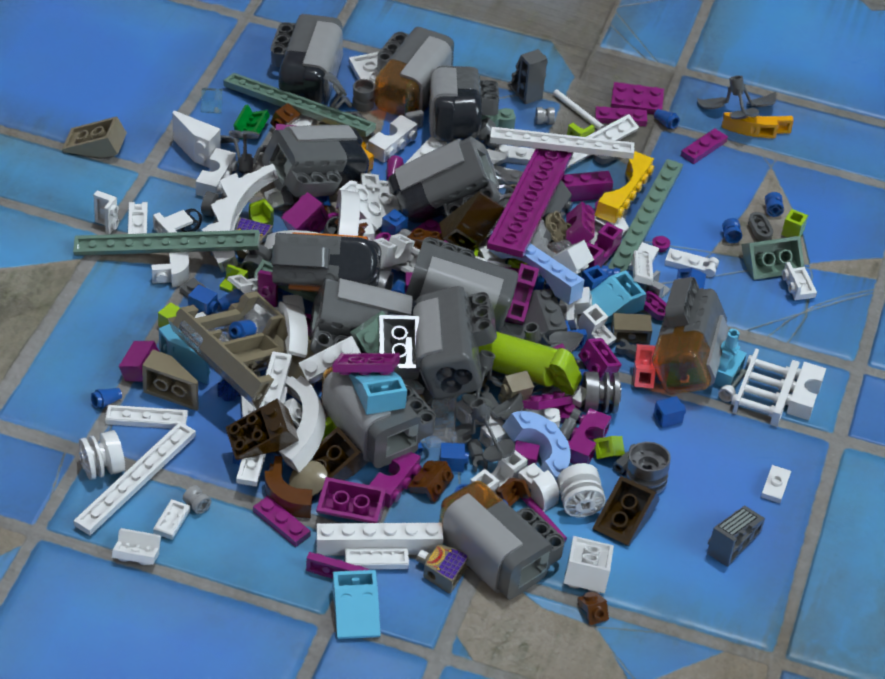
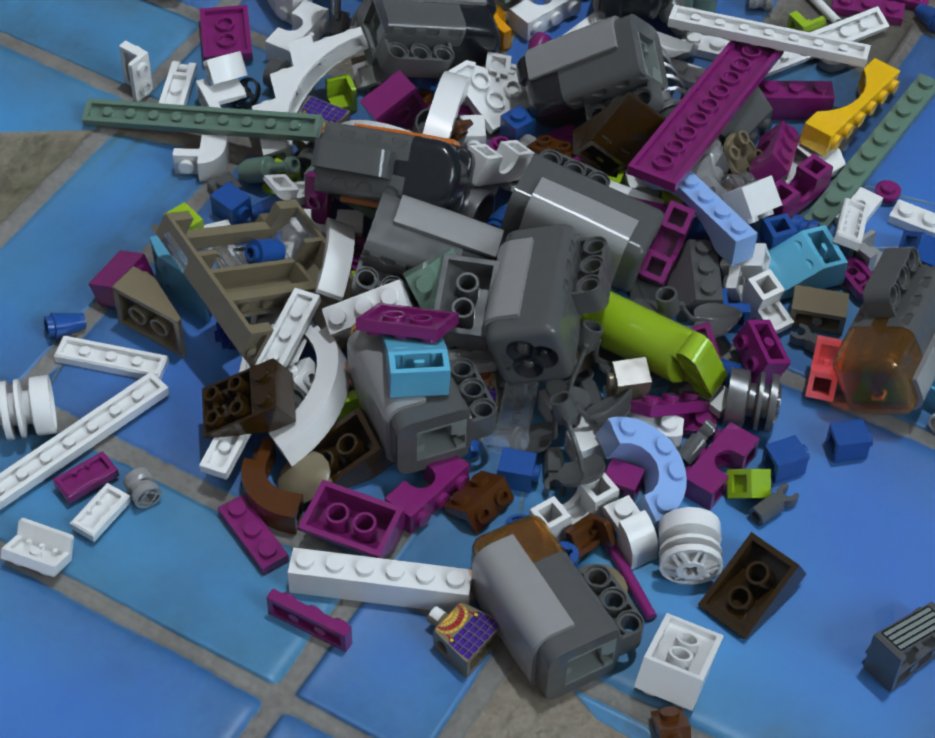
camera: 15 degrees right, 5 degrees up
(154, 498) = (85, 477): none -> magenta plate
(162, 178) = (225, 31): none -> magenta plate
(173, 203) = (225, 68): none -> white brick
(220, 272) = (254, 169): none -> sand green piece
(356, 604) = (320, 678): medium azure slope -> none
(378, 557) = (372, 609): white plate -> none
(630, 427) = (785, 458): none -> blue brick
(649, 465) = (798, 522): flat silver wheel -> none

